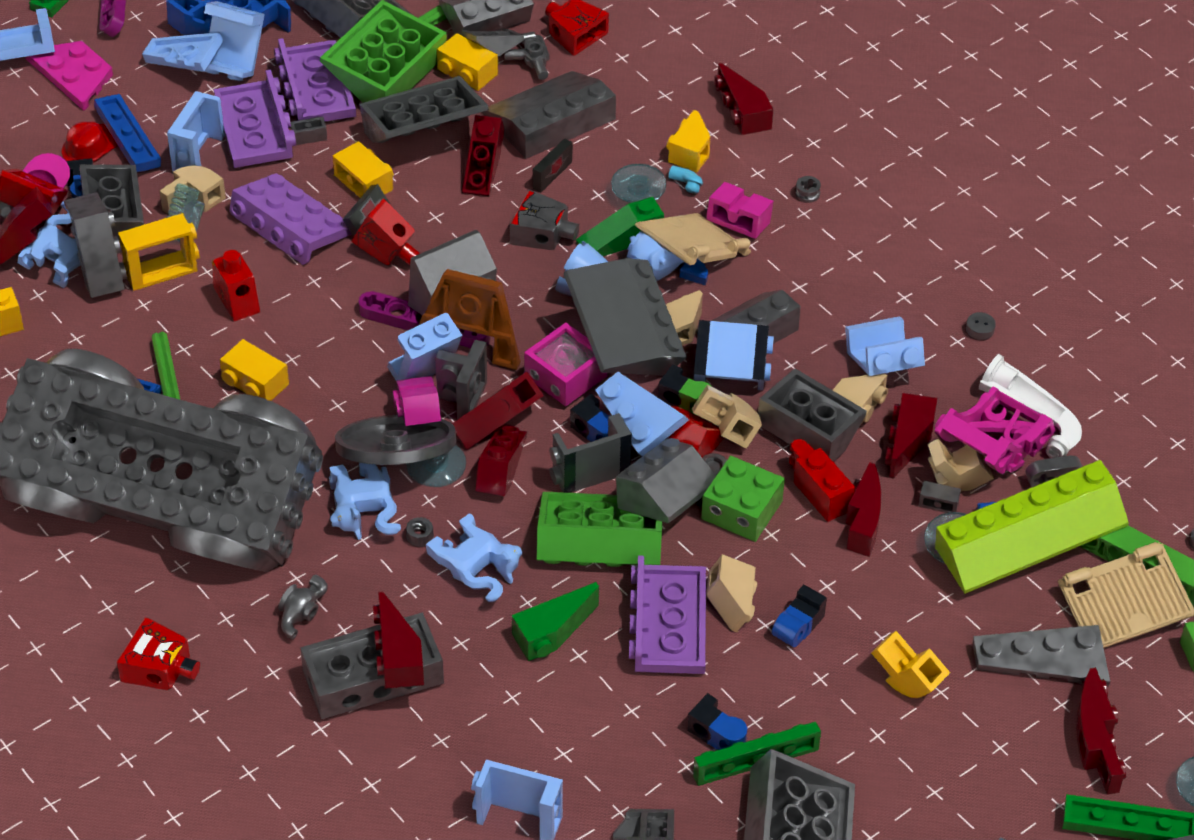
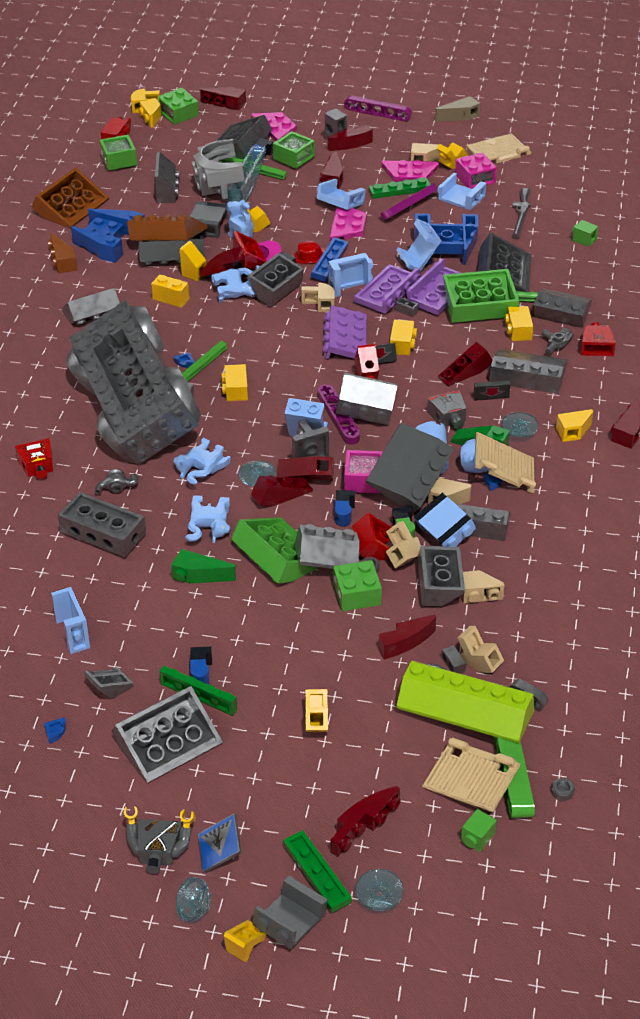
camera: 50 degrees right, 5 degrees down
(96, 244) = (238, 286): flat silver wedge -> none
(163, 267) = (253, 317): yellow window -> none
(183, 52) = (398, 240): light blue wing -> none
(191, 207) = (304, 306): clear light blue piece -> none
(232, 273) = (277, 343): red torso -> none
(390, 442) = (241, 445): flat silver dish -> none
(400, 646) = (106, 519): dark red slope -> none
(417, 401) = (276, 439): dark pink brick -> none
(419, 109) = (459, 325): dark grey slope -> none
(419, 524) = (206, 488): flat silver axle -> none
(478, 307) = (348, 414): dark orange wing -> none
(495, 41) = (542, 321): flat silver slope -> none
(592, 461) = (308, 513): dark grey panel -> none
(644, 414) = (356, 510): light blue wing -> none
(668, 618) = (248, 605): medium lavender bracket -> none
(688, 176) = (552, 439): medium azure arm -> none
(732, 590) = (291, 616): tan slope -> none
(738, 212) = (551, 468): dark pink brick -> none
(800, 617) = (304, 654): leg -> none
(810, 183) = (604, 484): flat silver bush -> none
(820, 480) = (404, 603): red hinge -> none
(882, 346) = (524, 574): light blue panel -> none
(913, 430) = (489, 620): dark red slope -> none
(980, 326) = (598, 605): flat silver tile -> none
(1007, 451) = (532, 667): dark pink fence -> none
(1027, 392) = (569, 643): white animal -> none
(1044, 653) = (396, 767): flat silver wing -> none

